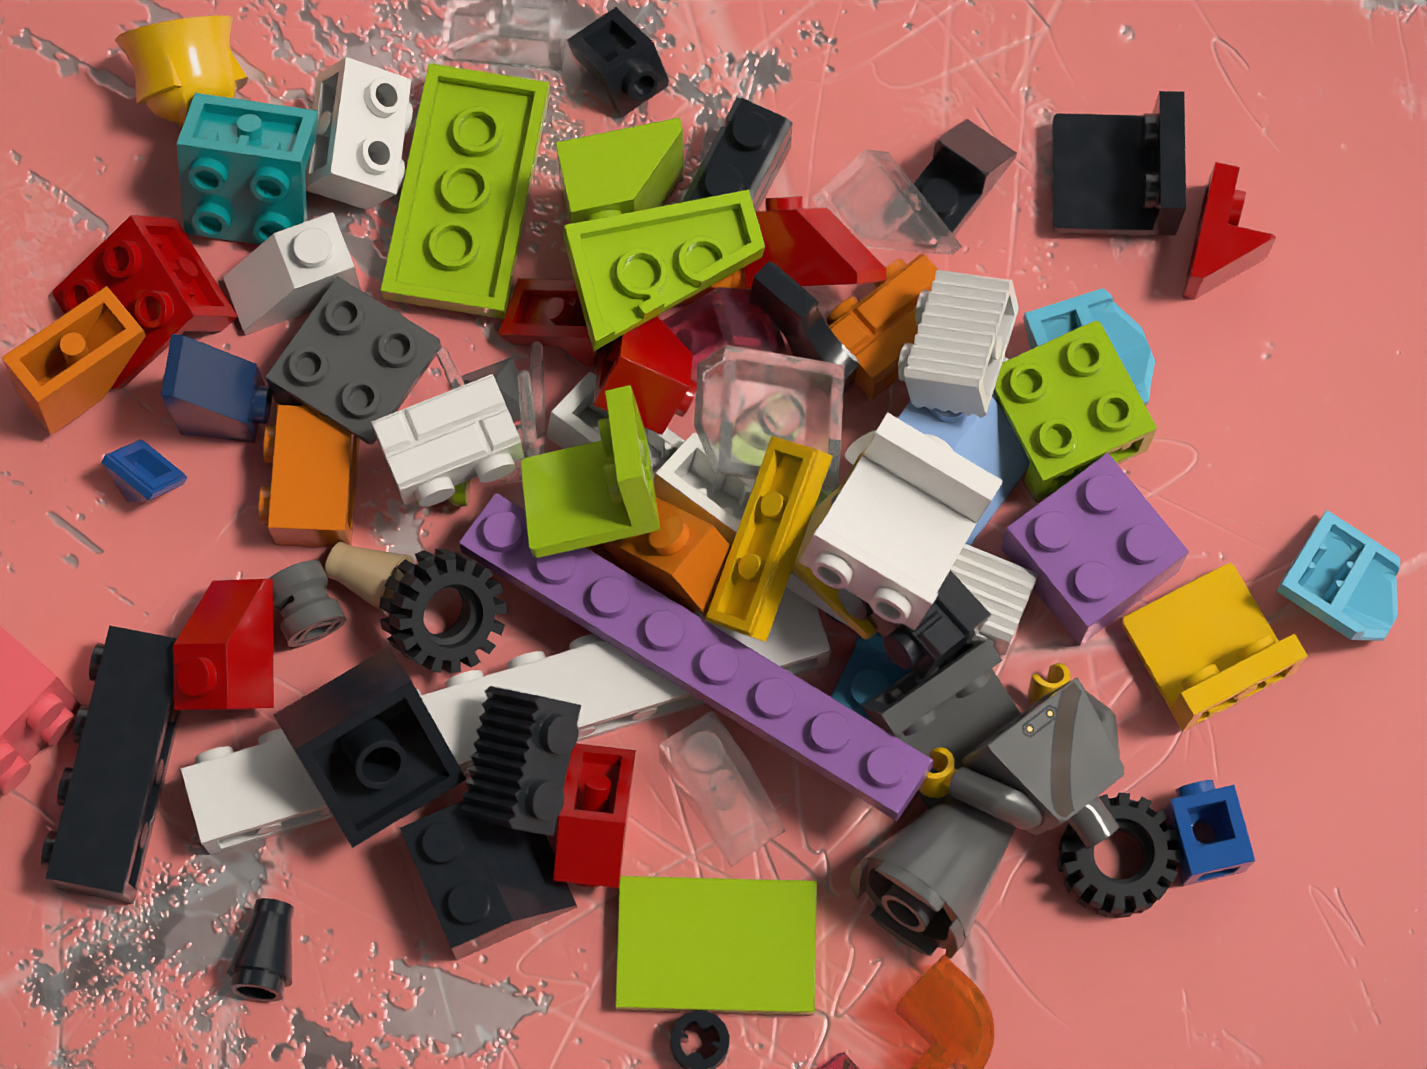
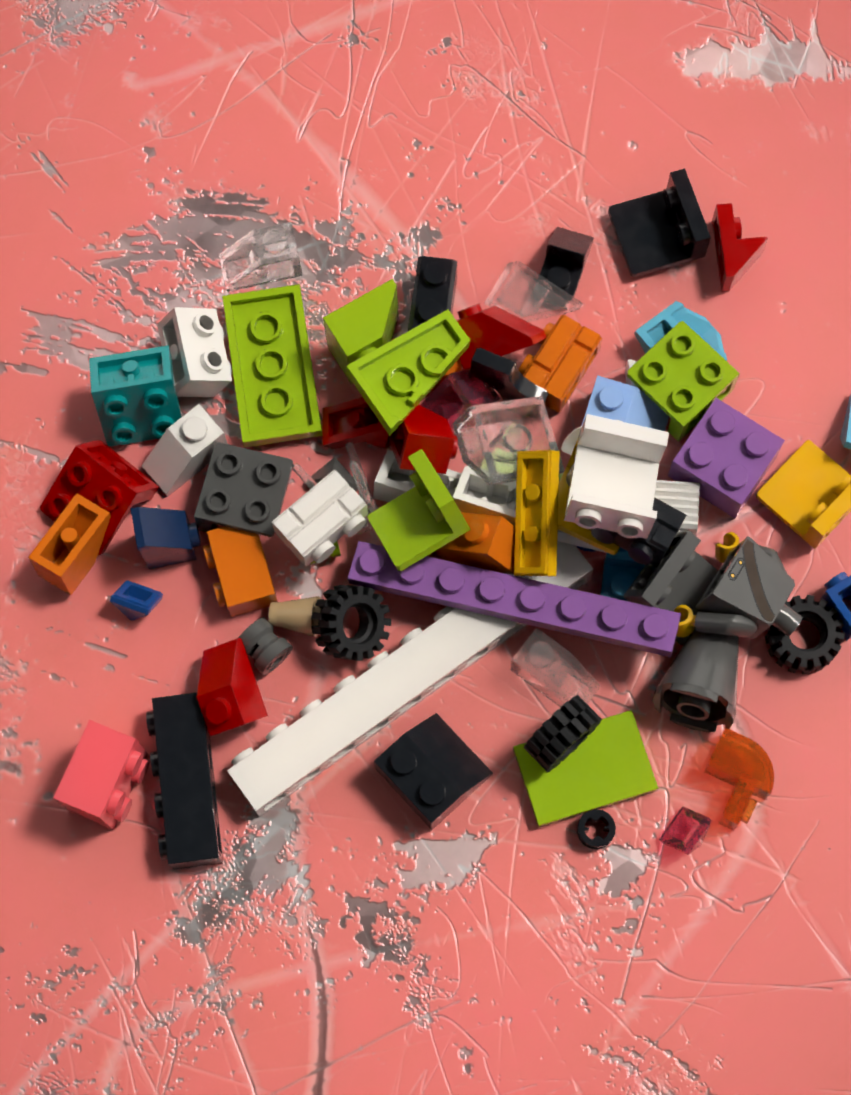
camera: 15 degrees left, 0 degrees up
(182, 59) = (71, 343): yellow helmet -> none
(264, 954) = (315, 865): black cone -> none
(370, 746) = (339, 717): black slope -> none
(521, 760) = (434, 695): black brick -> none
(594, 816) = (486, 715): red slope -> none
(620, 60) = (337, 256): black bracket -> none
(693, 880) = (562, 733): none -> black tyre
(959, 342) = (606, 360): white brick -> none

